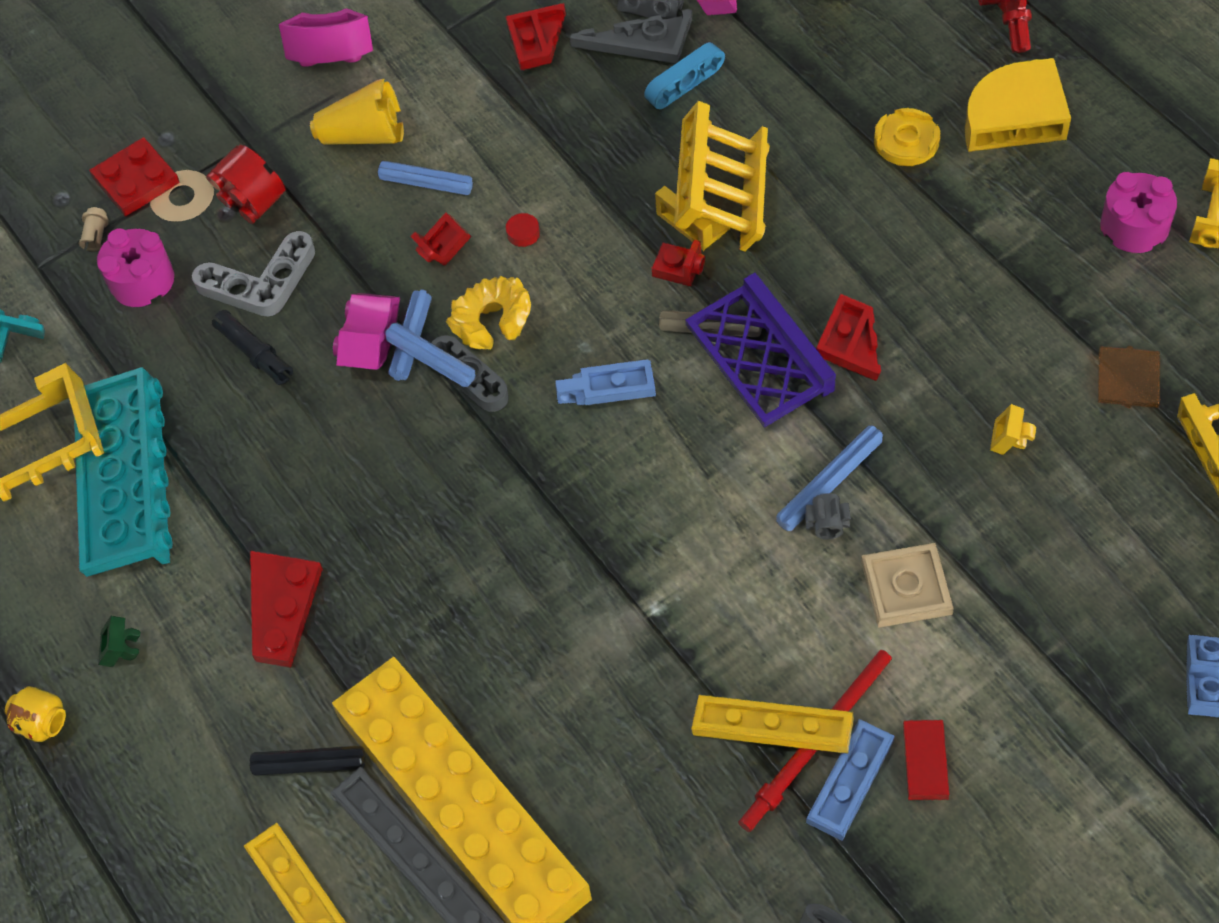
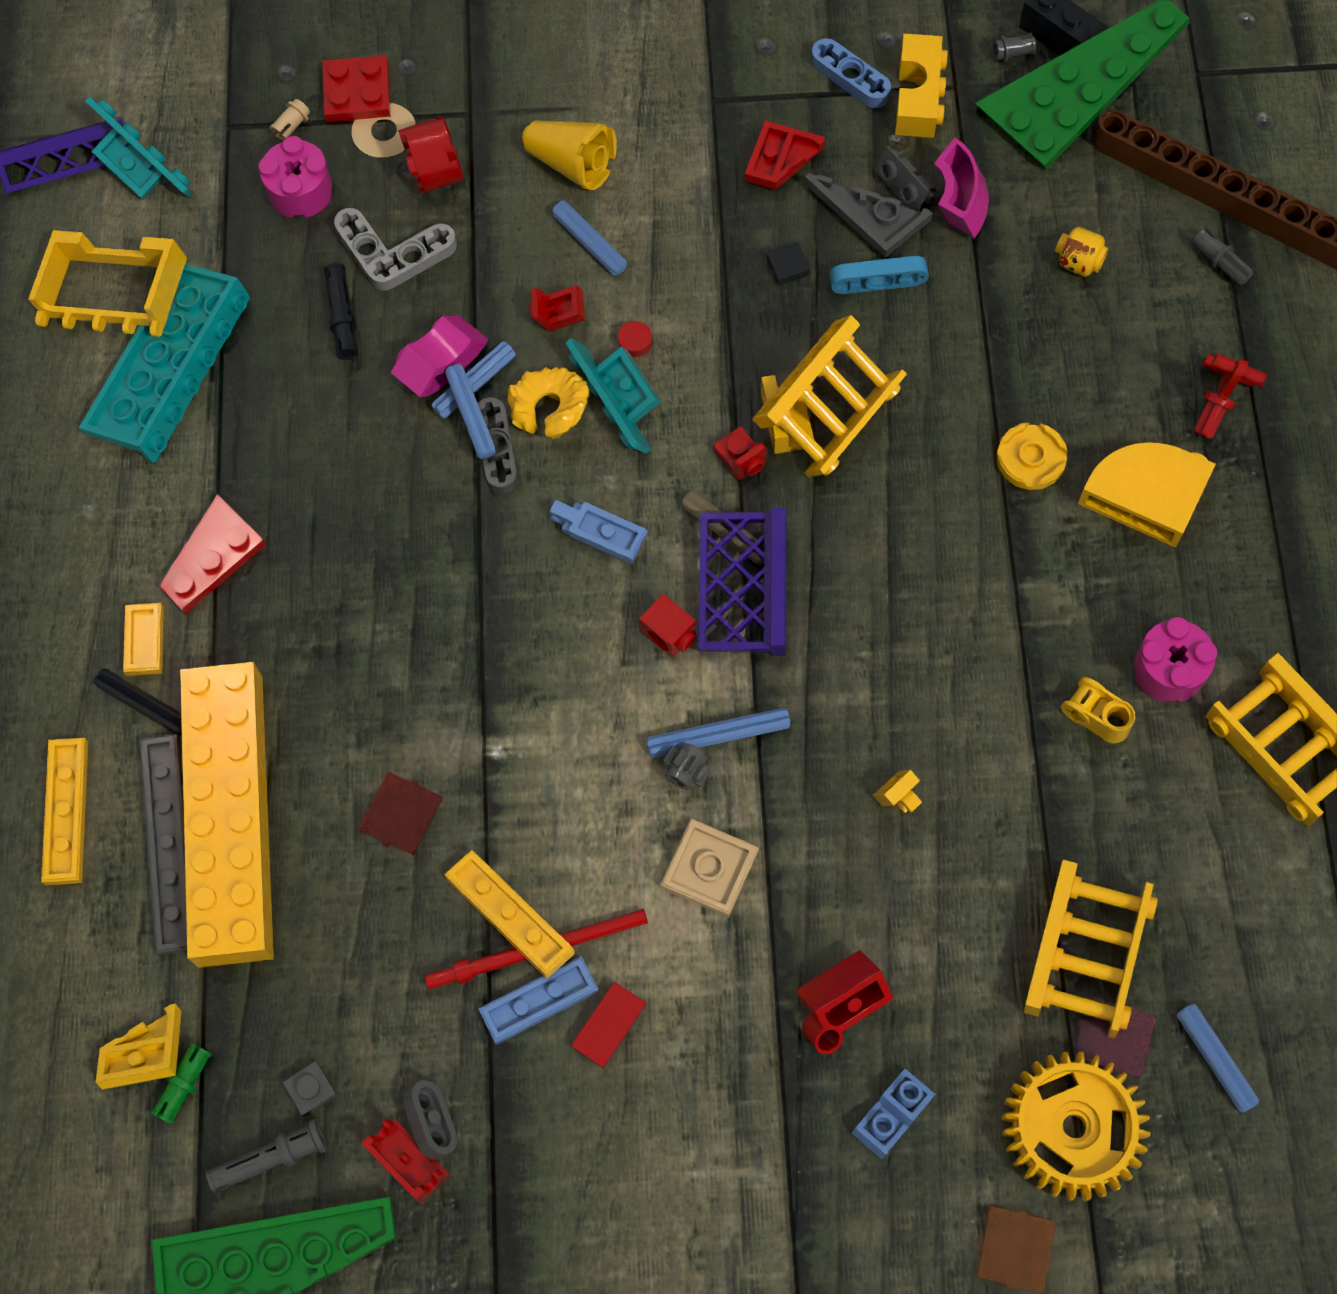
camera: 30 degrees right, 10 degrees up
(113, 642) = (64, 507): dark green tile -> none
(269, 709) = (143, 639): none -> yellow tile
(326, 37) = (596, 49): dark pink brick -> none
(543, 267) = (621, 389): none -> teal bracket
(604, 108) = (788, 263): none -> black tile
(612, 707) = (400, 813): none -> clear red piece
(726, 421) = (668, 626): none -> red brick
(851, 338) = (831, 617): red wing -> none
(1100, 611) = (841, 1000): none -> red hinge
(1113, 280) = (1097, 708): none -> yellow piece
(1129, 377) = (1045, 807): clear orange piece -> none

